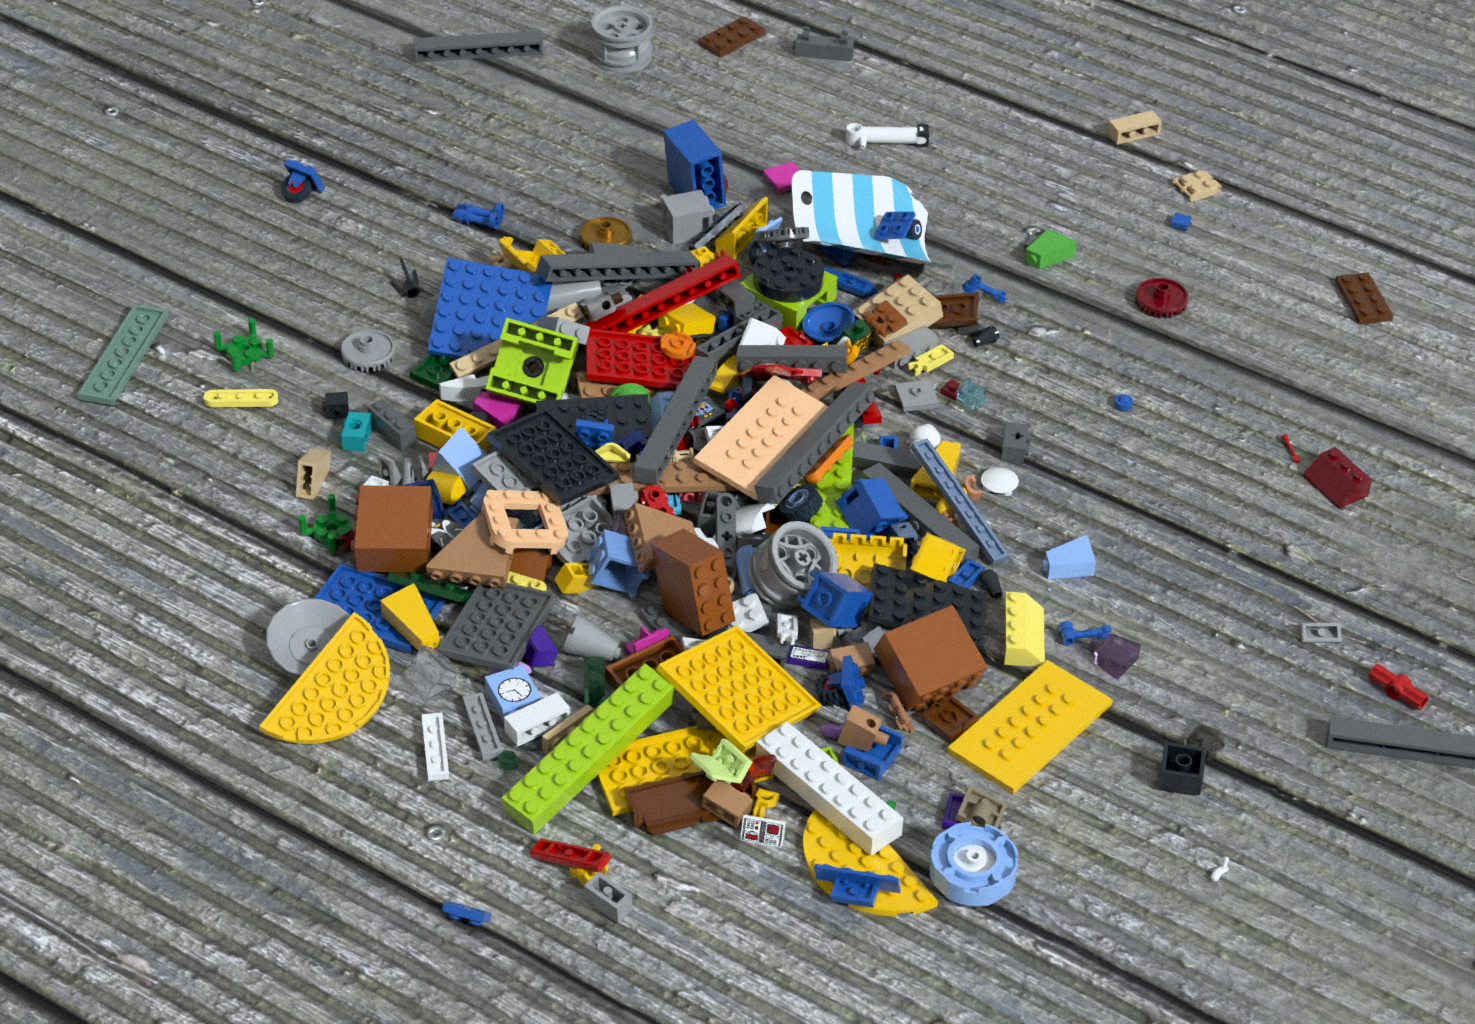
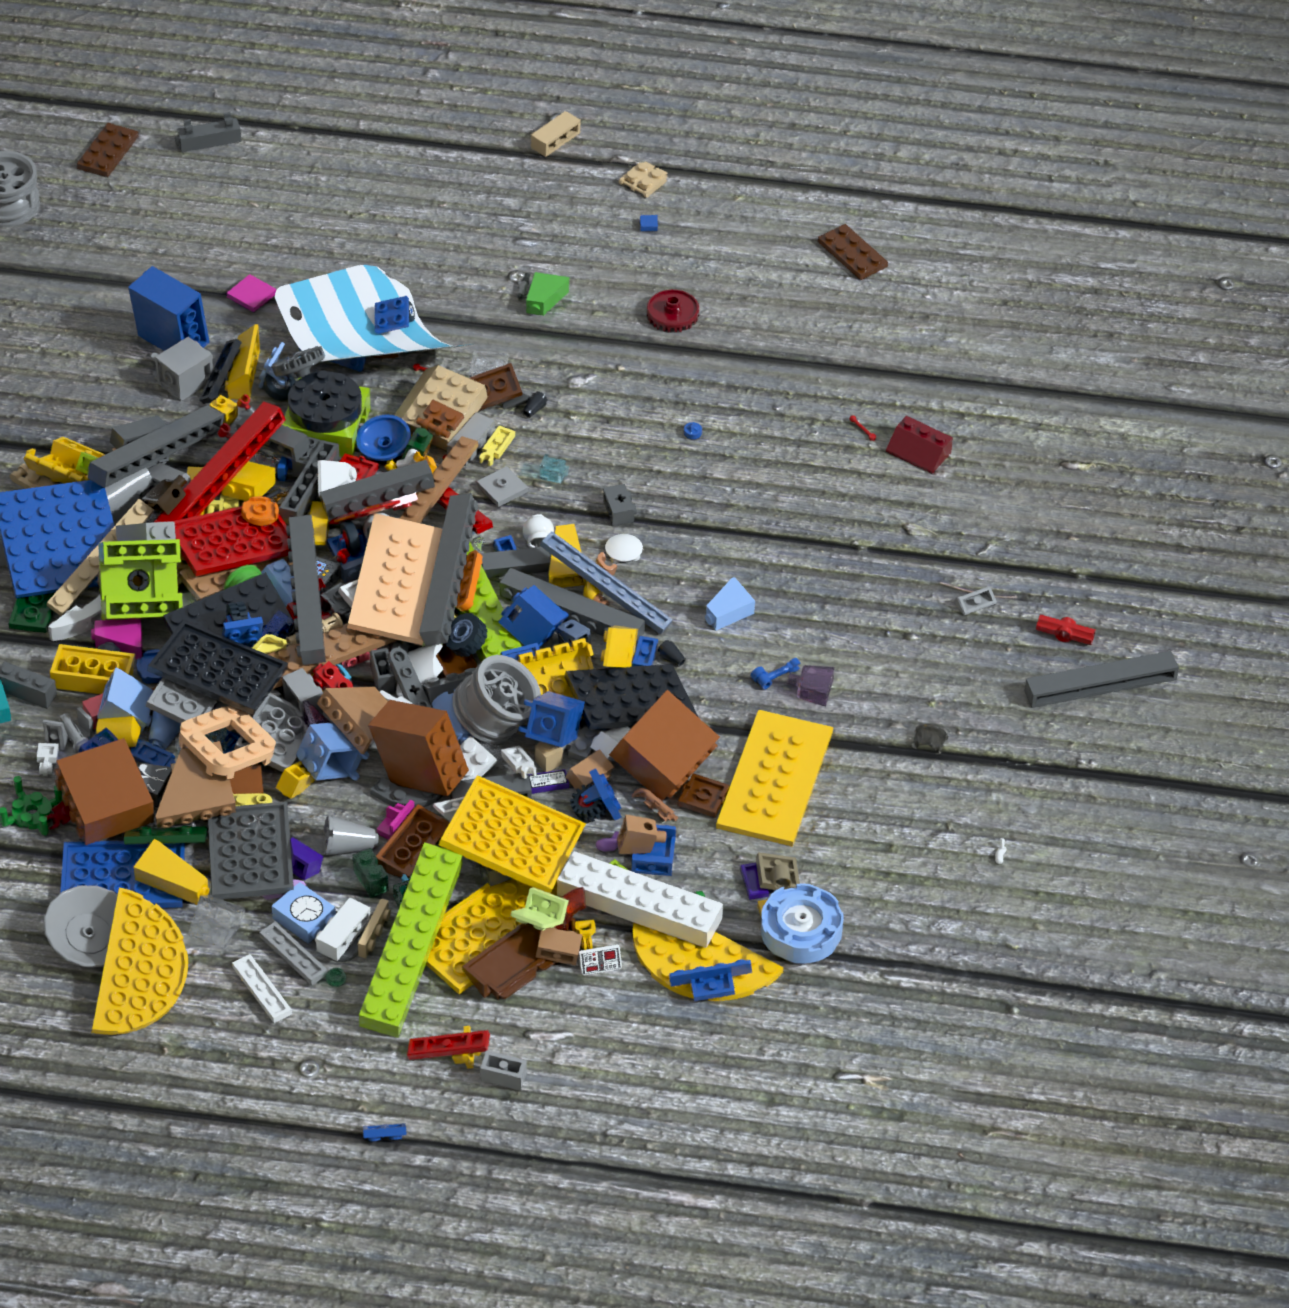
camera: 25 degrees left, 5 degrees up
(605, 230) = (110, 410): pearl gold wheel -> none
(852, 283) = (383, 388): blue plate -> none
(860, 135) = (298, 223): white piece -> none
(950, 389) = (531, 469): dark red plate -> none
(974, 284) = (500, 352): blue brick -> none
(1023, 630) = (722, 689): light yellow slope -> none
(1182, 768) = (926, 771): black brick -> none

